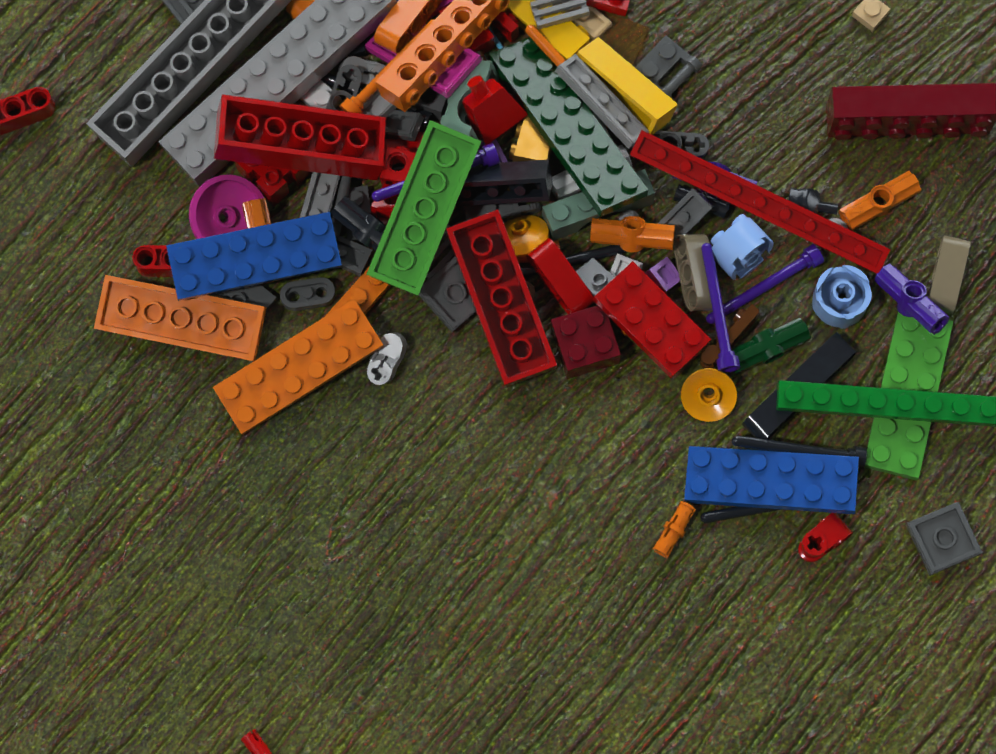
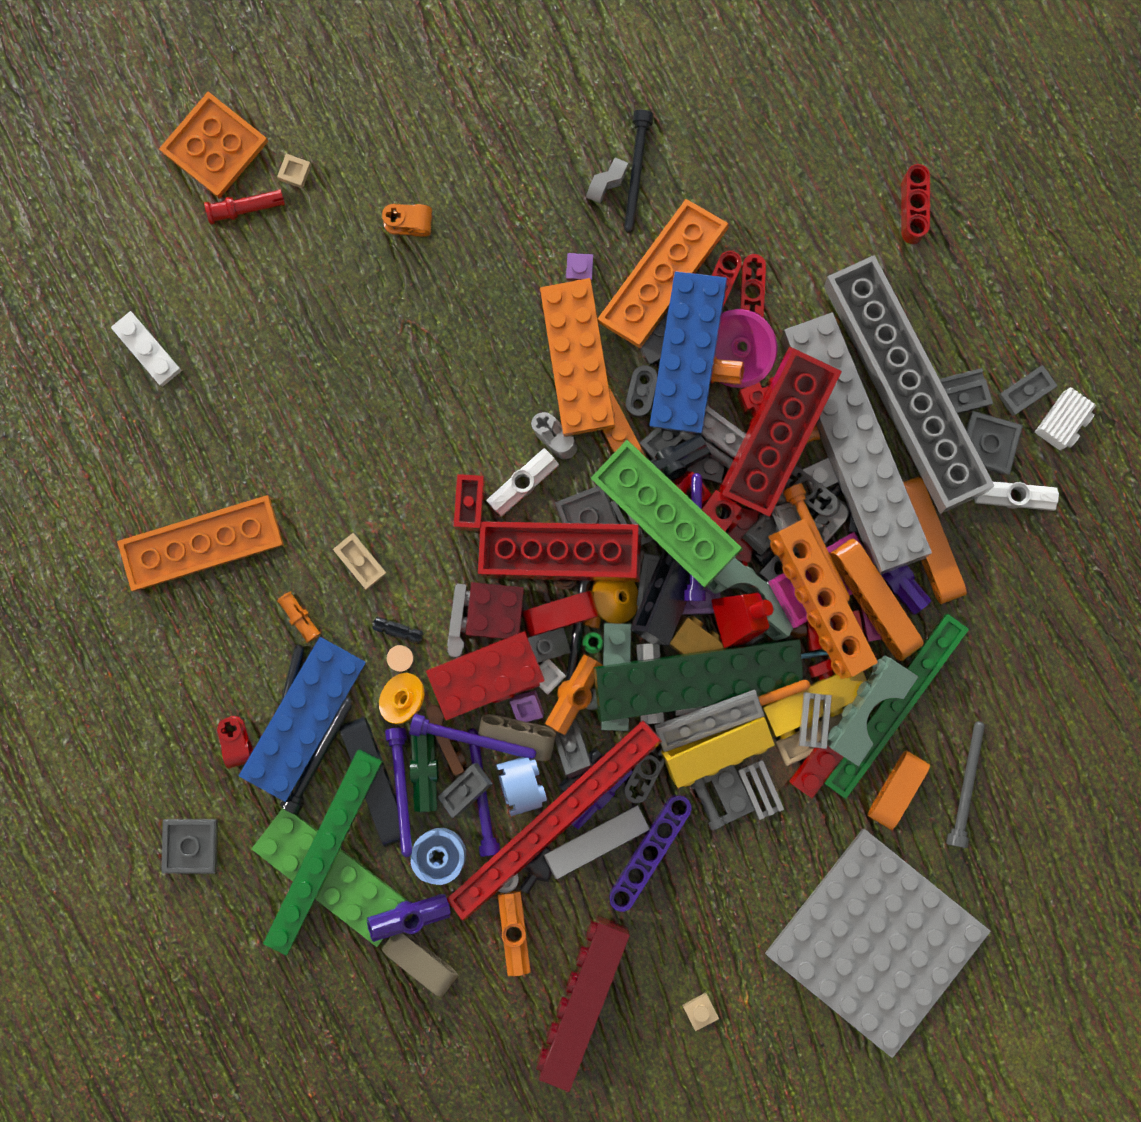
camera: 110 degrees right, 10 degrees up
(29, 403) = (643, 120): none -> black piece
(112, 417) = (607, 180): none -> light grey piece
(152, 225) = (760, 274): none -> red beam
(204, 405) = (579, 266): none -> medium lavender plate
(216, 734) = (294, 171): none -> tan plate
(222, 589) = (411, 219): none -> orange piece
(430, 361) = (535, 470): none -> white piece
(489, 408) = (469, 502): none -> red brick
(575, 235) = (596, 636): none -> green pin
(592, 493) = (359, 561): none -> tan plate
(609, 375) = (457, 621): none -> light grey hinge
(644, 429) = (397, 630): none -> black axle
(644, 660) = (200, 543): none -> orange plate
(659, 21) = (769, 810): none -> light grey tile
(670, 416) = (400, 658): none -> light nougat tile
(751, 384) = (396, 738): none -> dark purple piece
(760, 104) = (648, 866): none -> dark purple beam
(761, 160) = (596, 842): none -> light grey tile
(769, 298) = (465, 790): none -> dark grey plate

